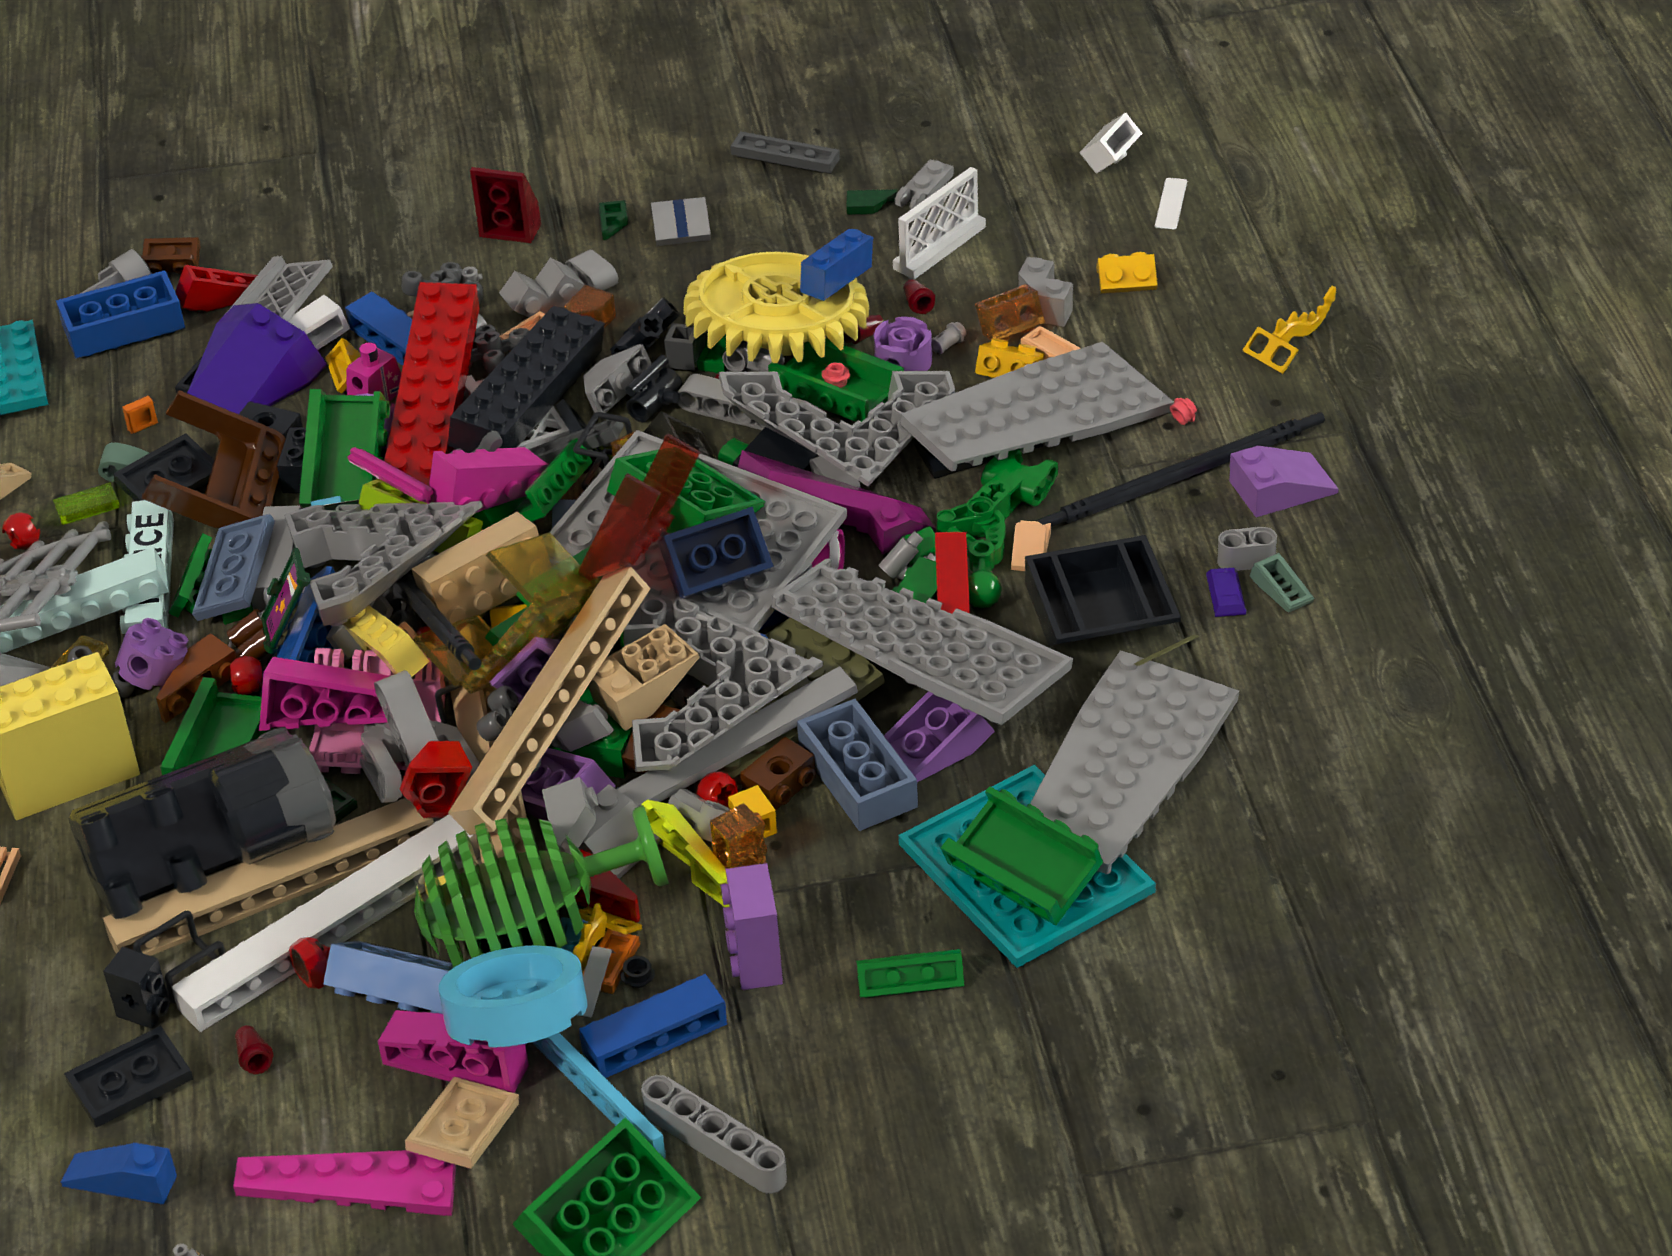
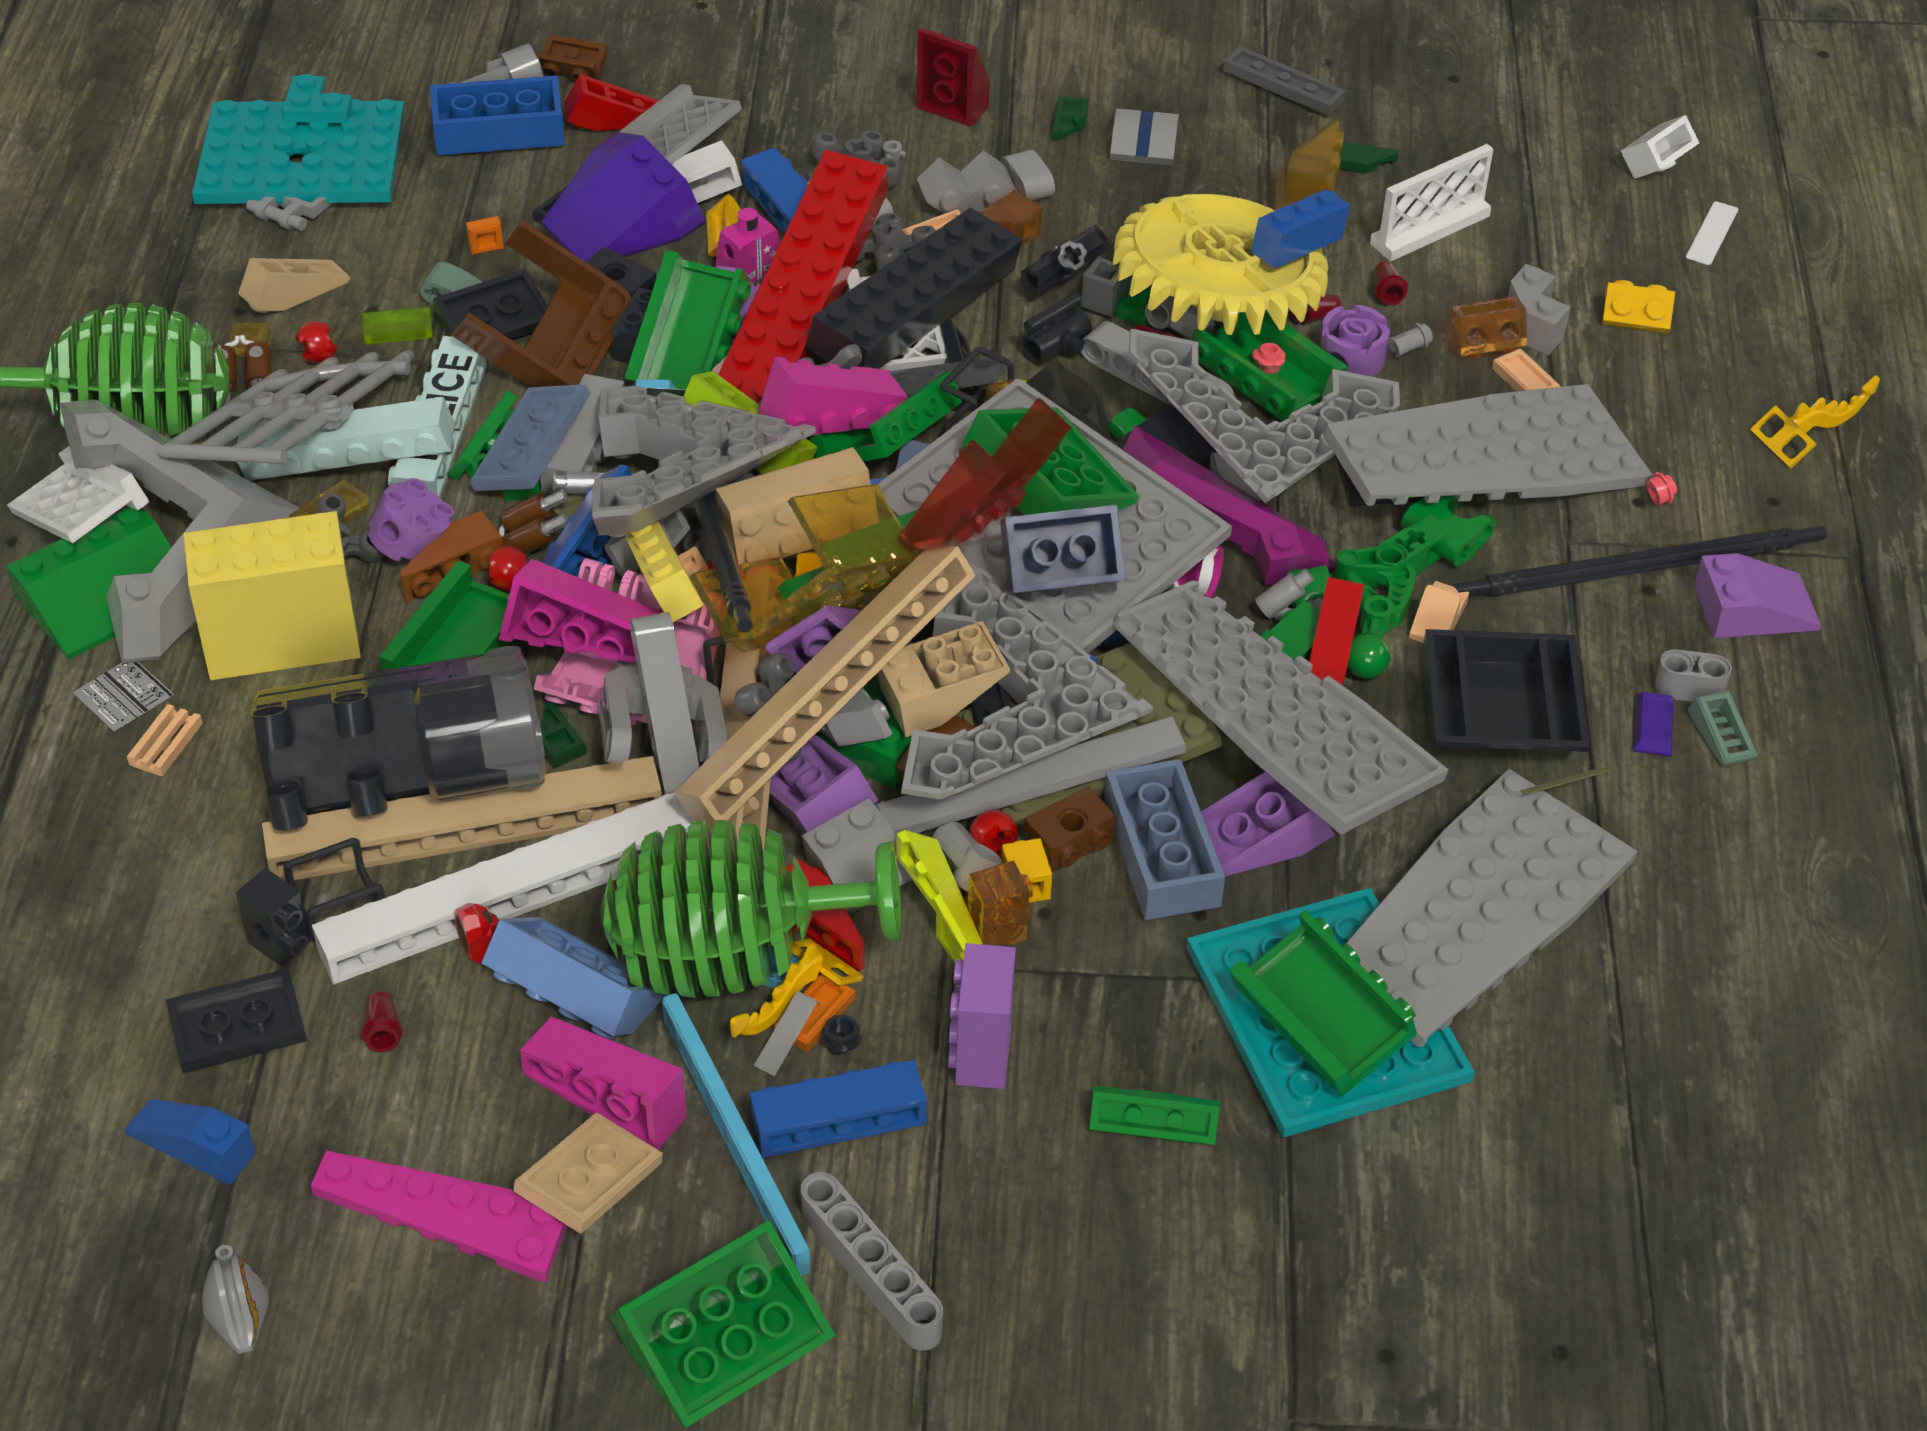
camera: 10 degrees right, 5 degrees up
(283, 600) = (568, 488): dark green door -> none
(390, 475) = (727, 370): dark pink axle -> none
(436, 778) = (672, 746): red slope -> none
(513, 995) = (680, 1039): medium azure brick -> none
(570, 811) = (812, 825): light grey slope -> none
(610, 376) = (1012, 304): light grey slope -> none
(831, 212) = (1314, 164): none -> clear yellow slope
(925, 183) = (1433, 150): light grey hinge -> none
(998, 358) = (1463, 379): yellow bracket -> none

